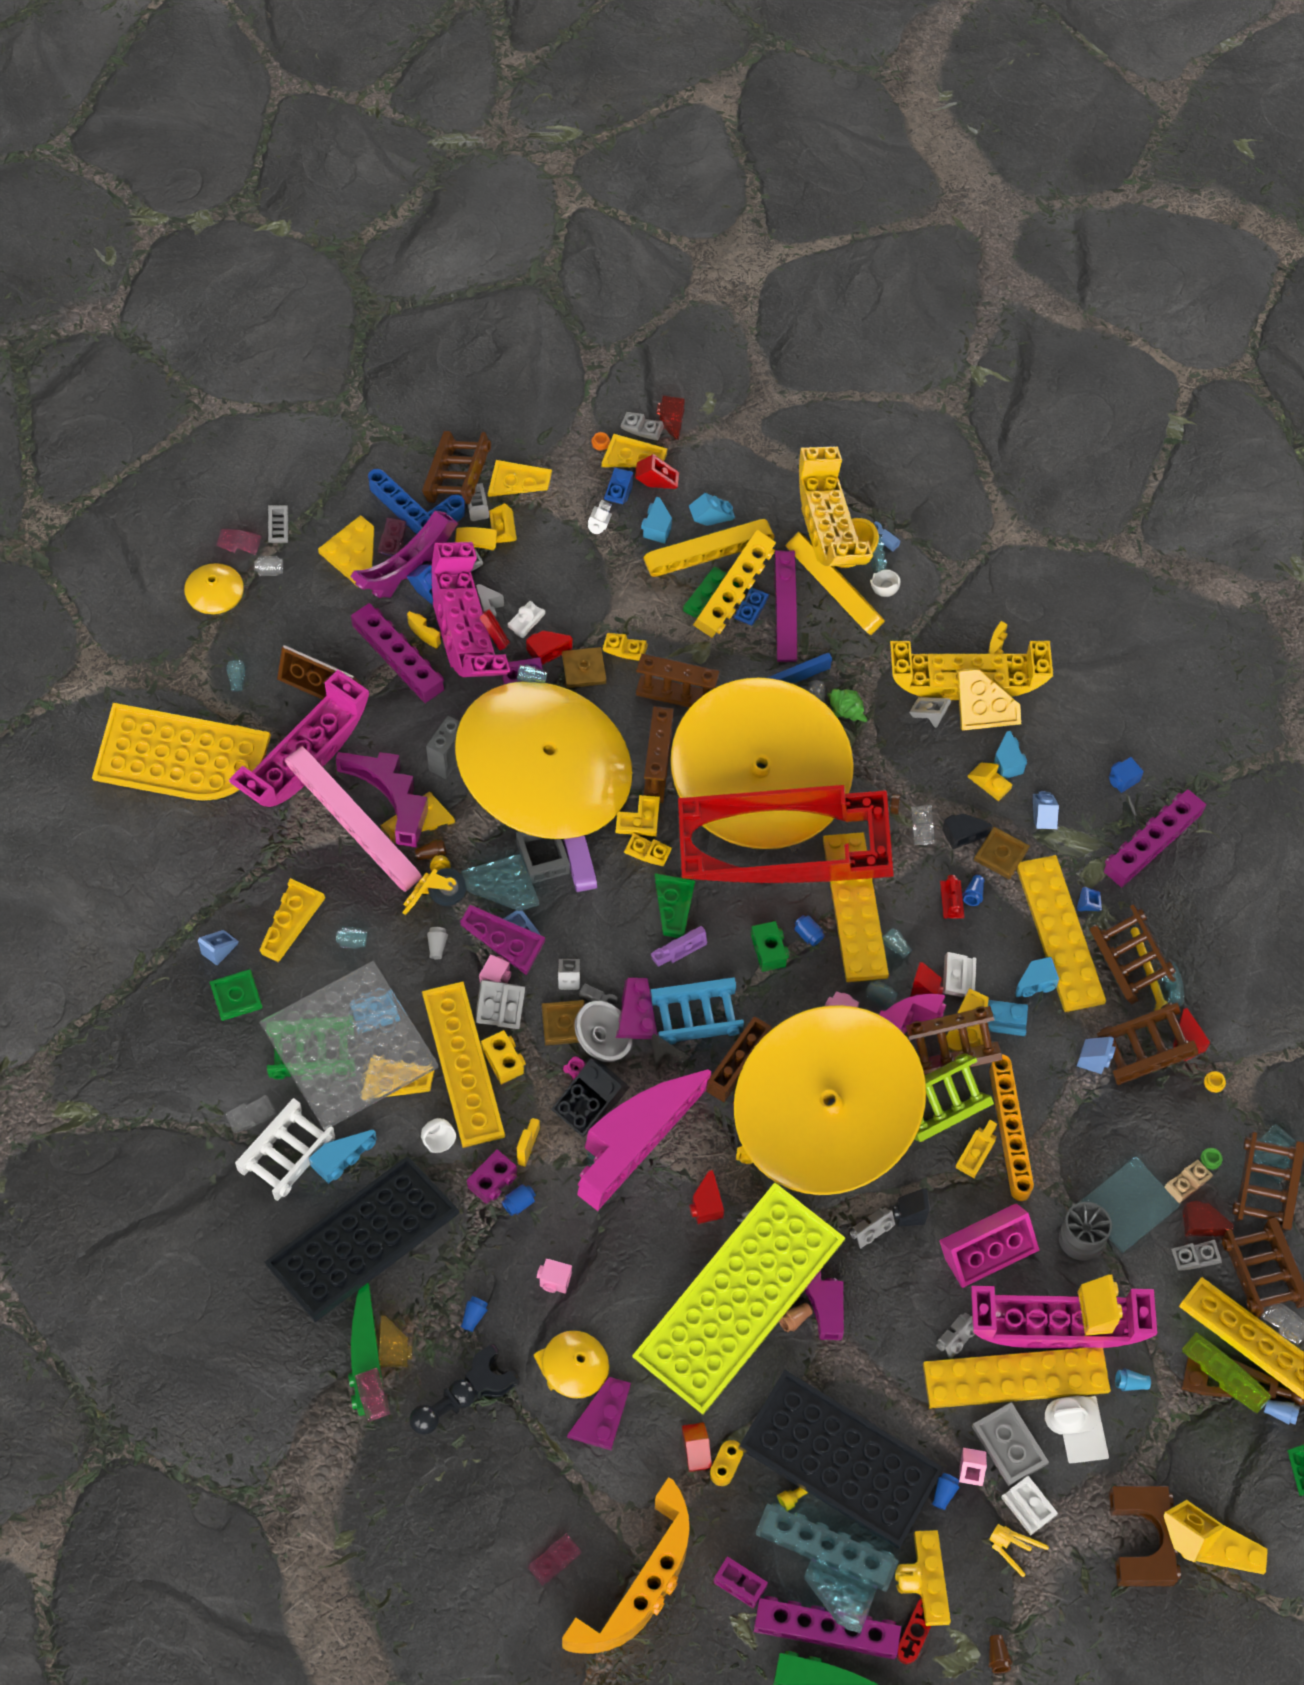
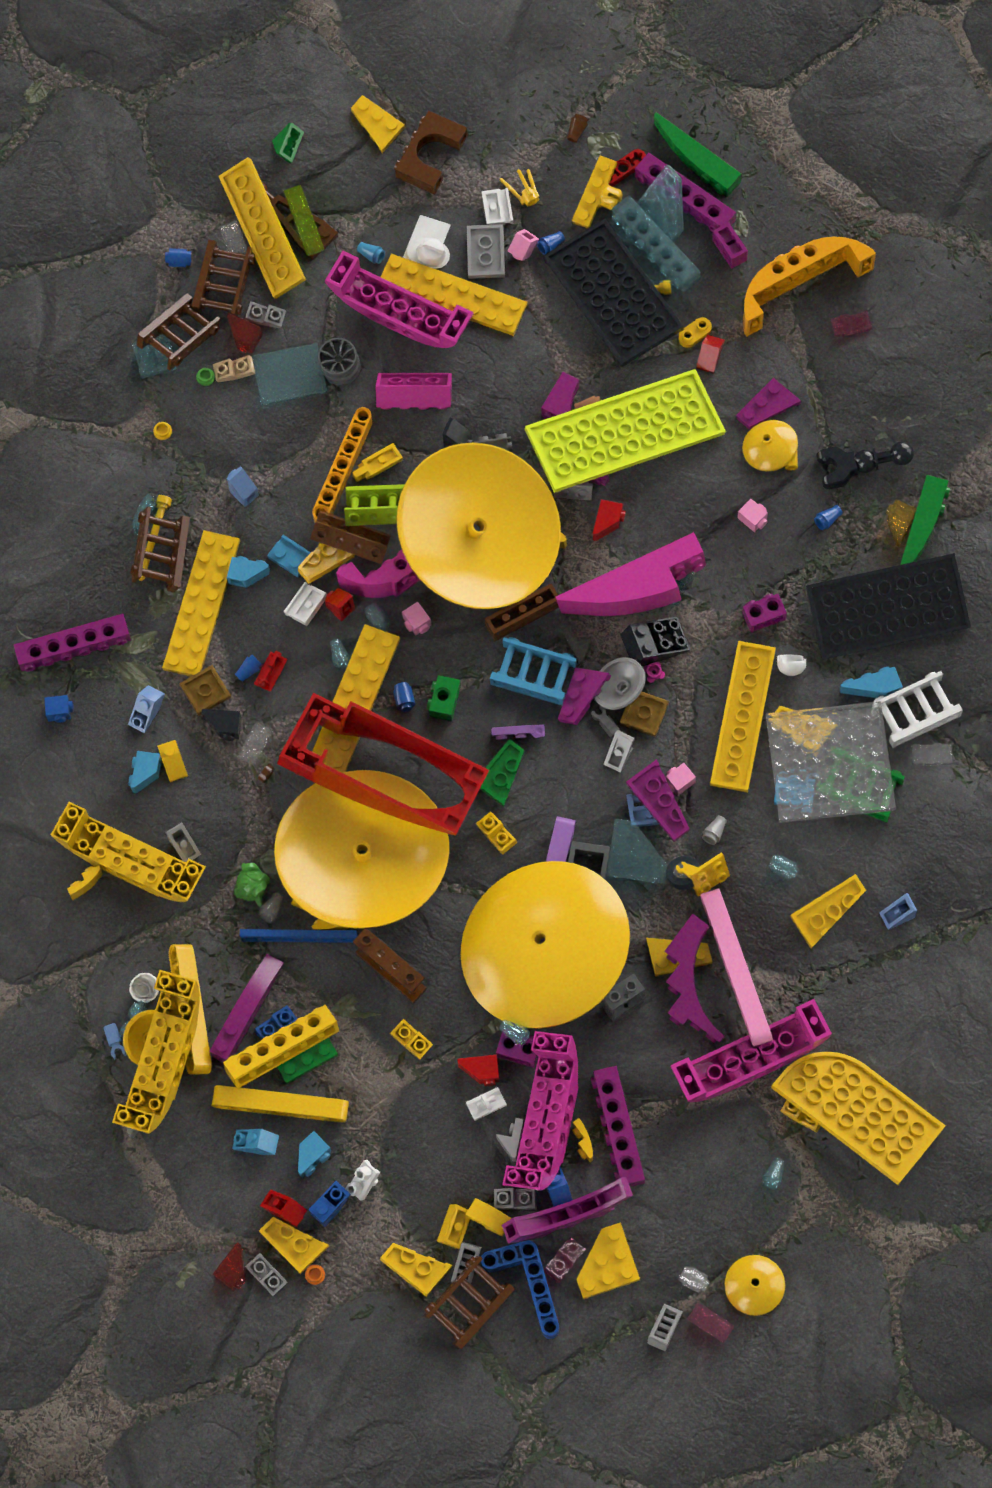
camera: 145 degrees left, 10 degrees up
(236, 995) = (901, 861): green plate -> none
(305, 672) = (704, 1129): reddish brown slope -> none
(372, 1394) = (934, 479): clear pink slope -> none
(431, 850) = (677, 915): reddish brown cone -> none
(439, 862) = (679, 898): yellow plate -> none
(494, 629) = (522, 1101): red tile -> none
(499, 1058) = (712, 705): yellow brick -> none
(500, 1004) = (689, 747): light grey slope -> none
(518, 1199) = (752, 585): blue brick -> none
(527, 1142) = (727, 619): yellow tile -> none
(584, 667) = (458, 1035): pearl gold plate -> none
(644, 821) = (487, 858): yellow plate -> none
(658, 752) = (444, 903): reddish brown fence -> none
(954, 1341) = (483, 337): light grey hinge -> none
(984, 702) = (134, 823): yellow plate -> none
(1089, 900) = (160, 618): blue slope -> none
(1099, 1305) = (369, 290): yellow slope -> none
(1164, 1056) = (210, 461): reddish brown fence -> none
(1192, 1032) = (160, 470): red slope -> none
(1192, 1530) = (396, 135): yellow slope -> none
(1283, 1411) = (276, 183): medium blue cone -> none

